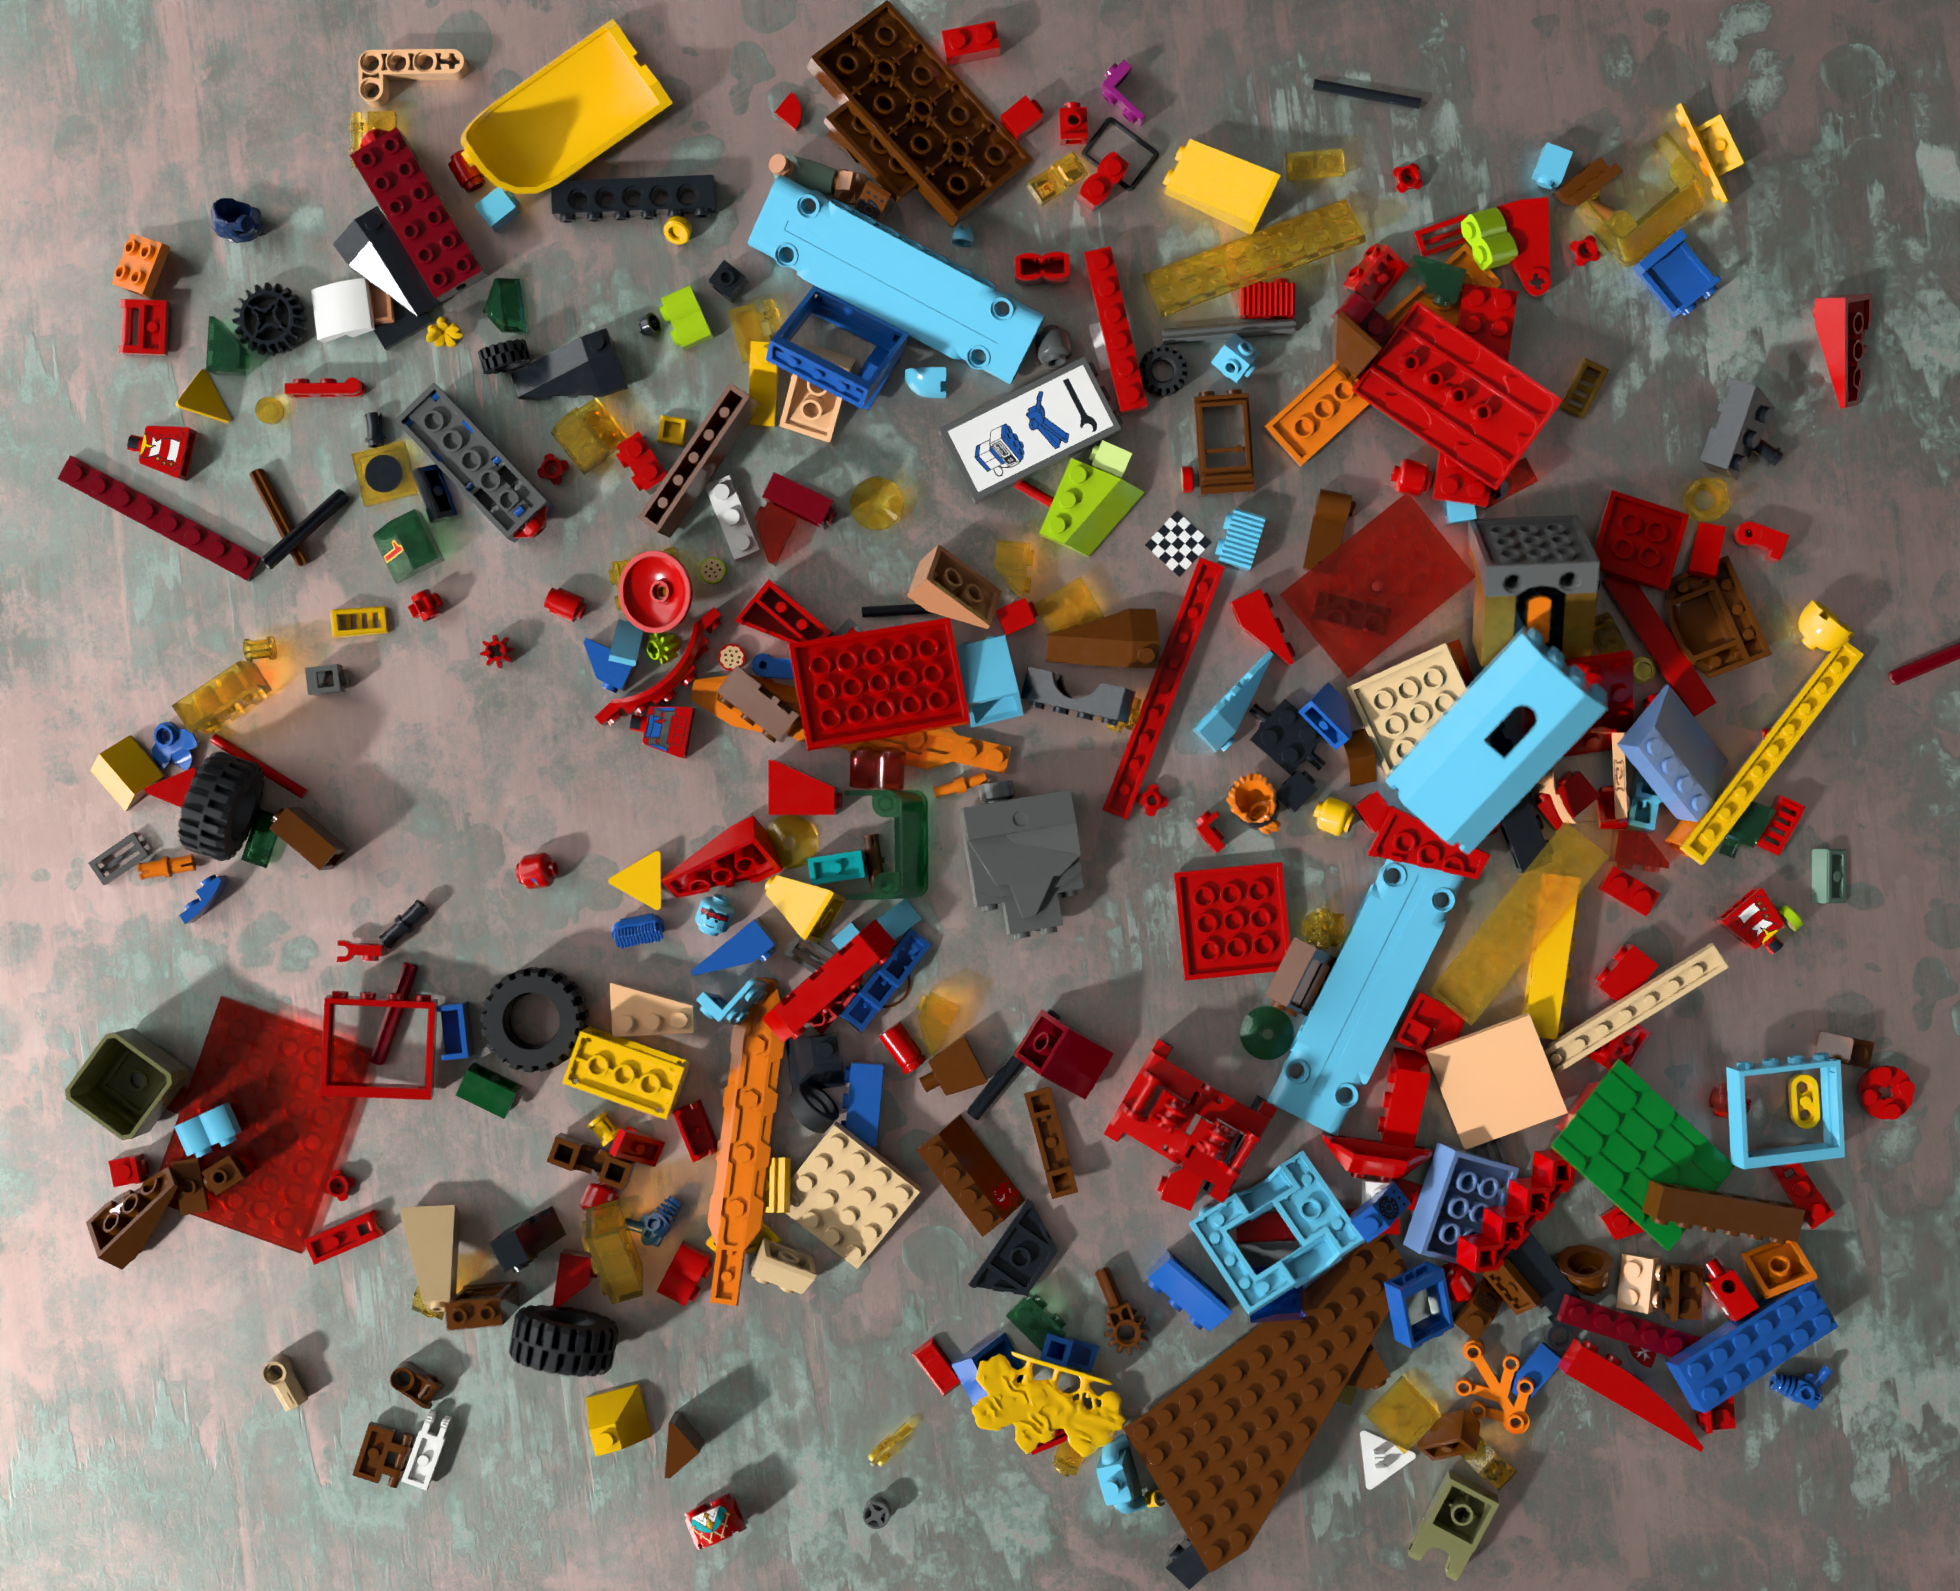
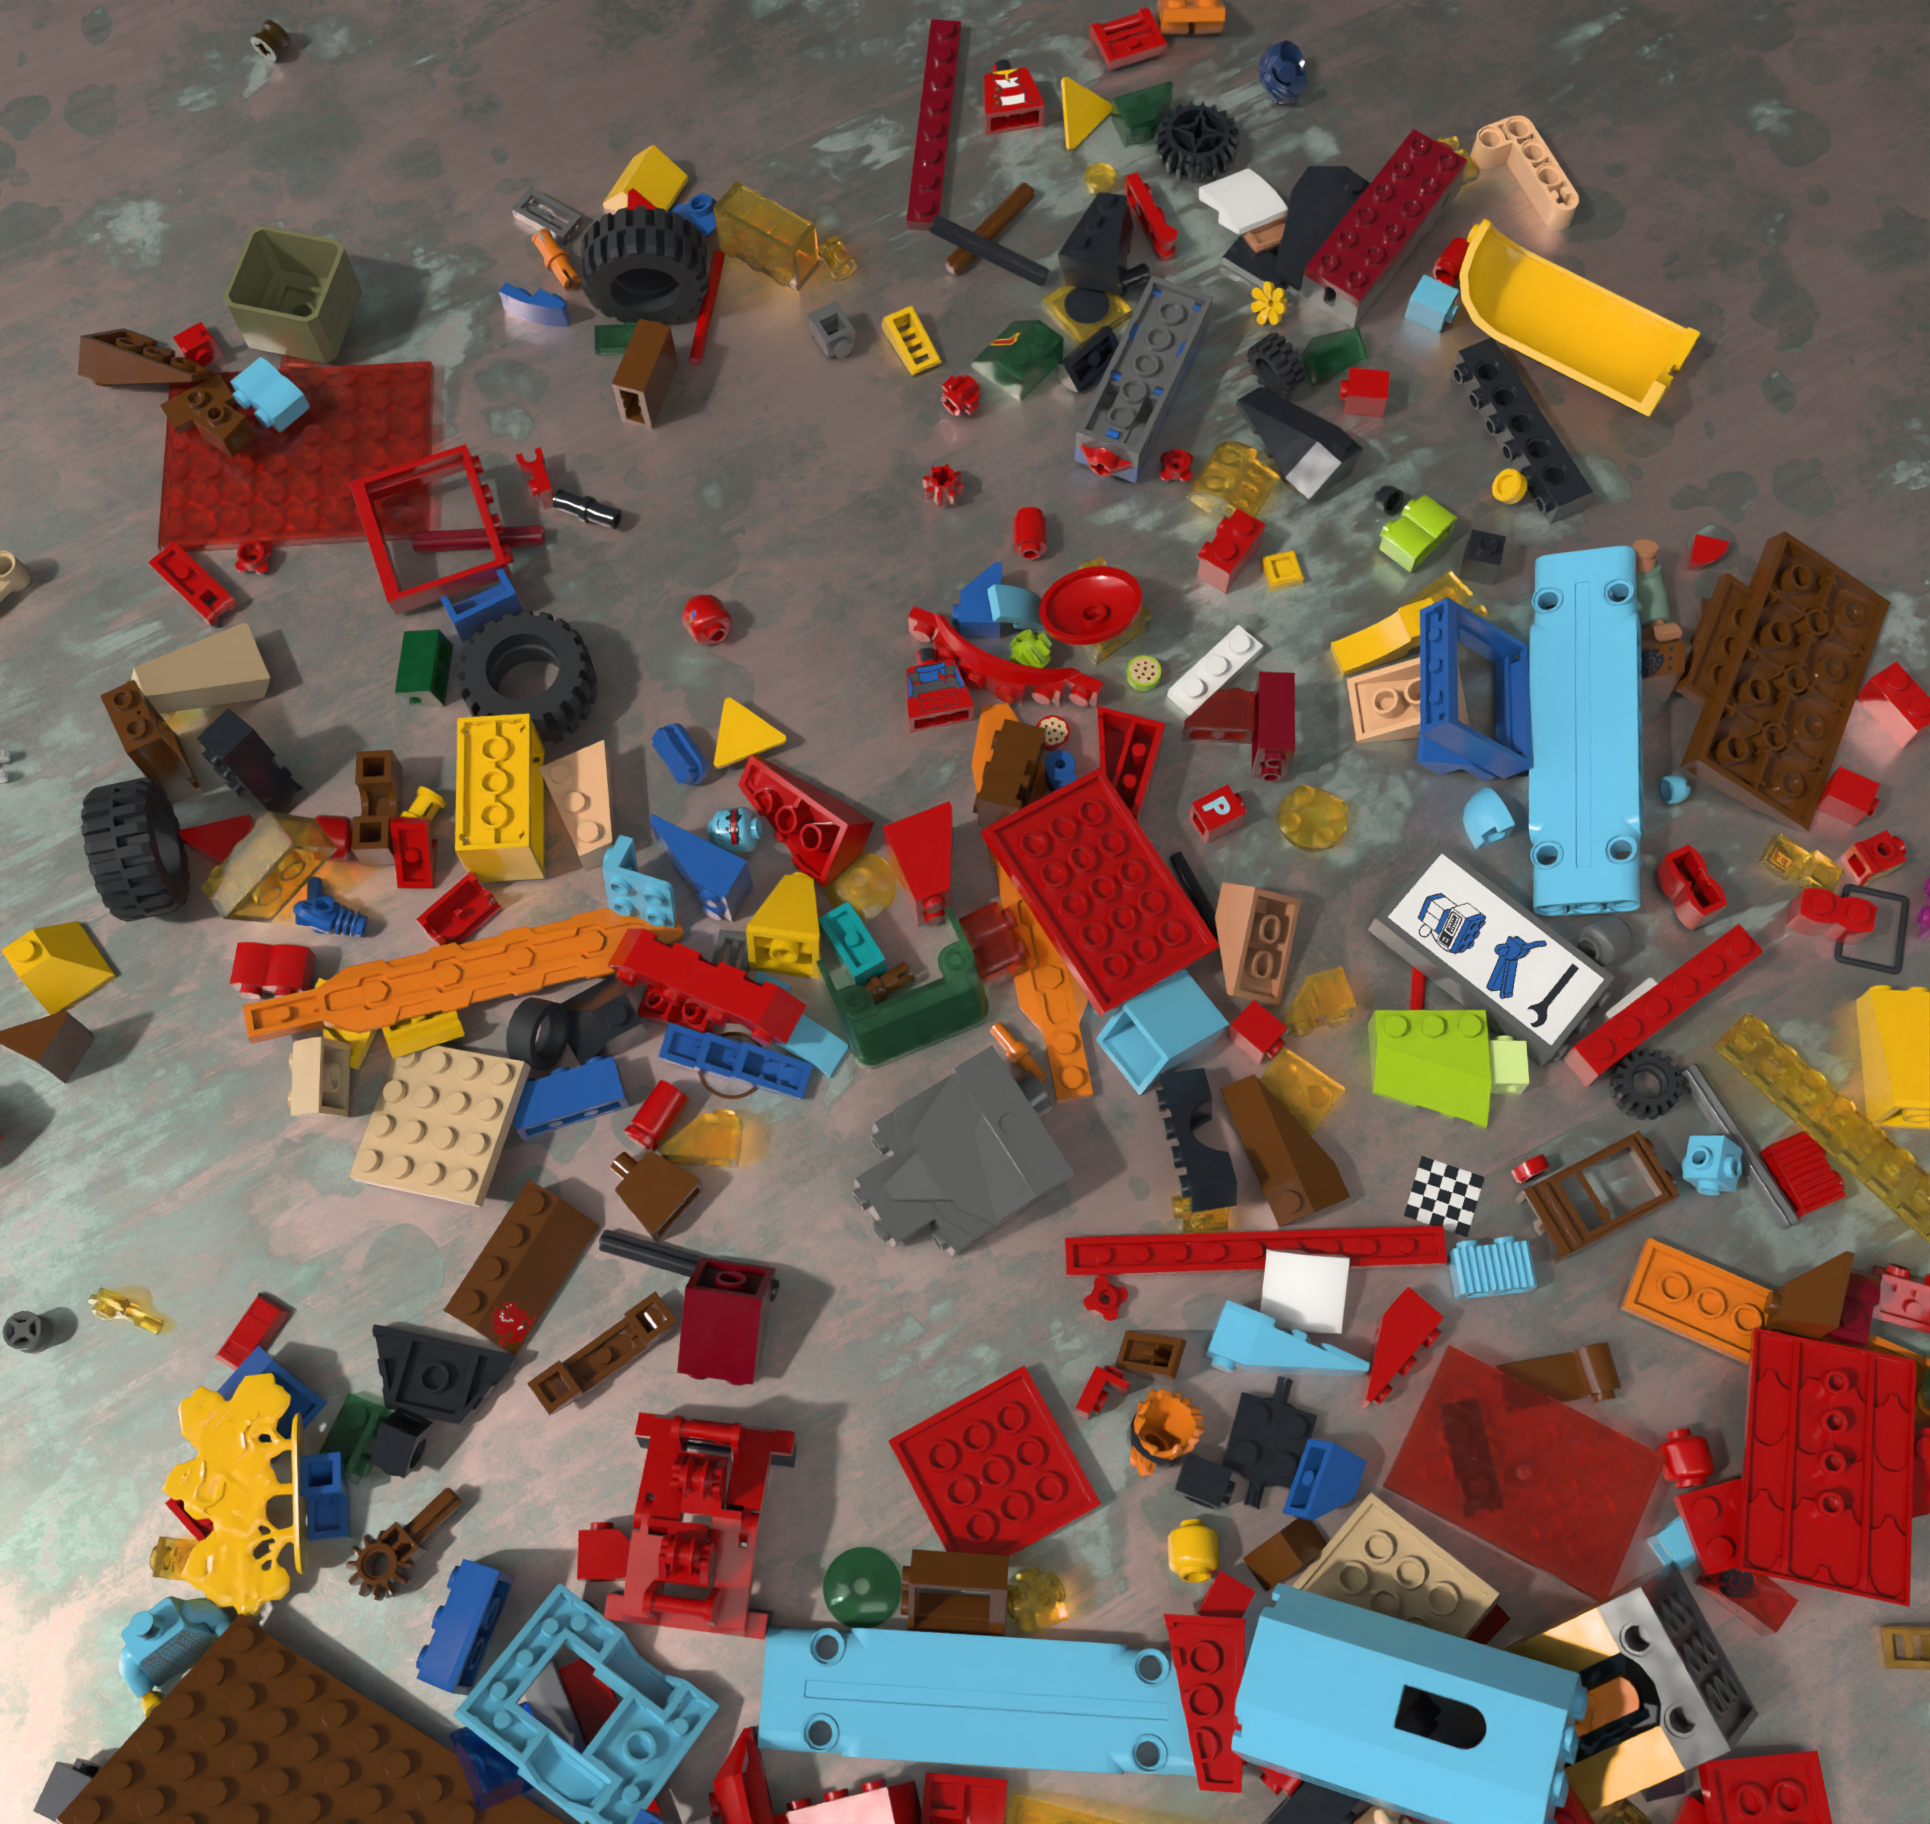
camera: 75 degrees right, 20 degrees down
(340, 442) = (1099, 245): none -> black wedge
(418, 1385) = (33, 728): reddish brown piece -> none
(552, 298) = (1364, 392): none -> red brick
(699, 460) = (1265, 600): reddish brown brick -> none
(845, 568) = (1218, 813): none -> red brick
(1055, 1292) = (401, 1443): none -> black brick
(1202, 788) = (1151, 1356): none -> reddish brown slope
(1204, 670) = (1305, 1290): none -> white slope

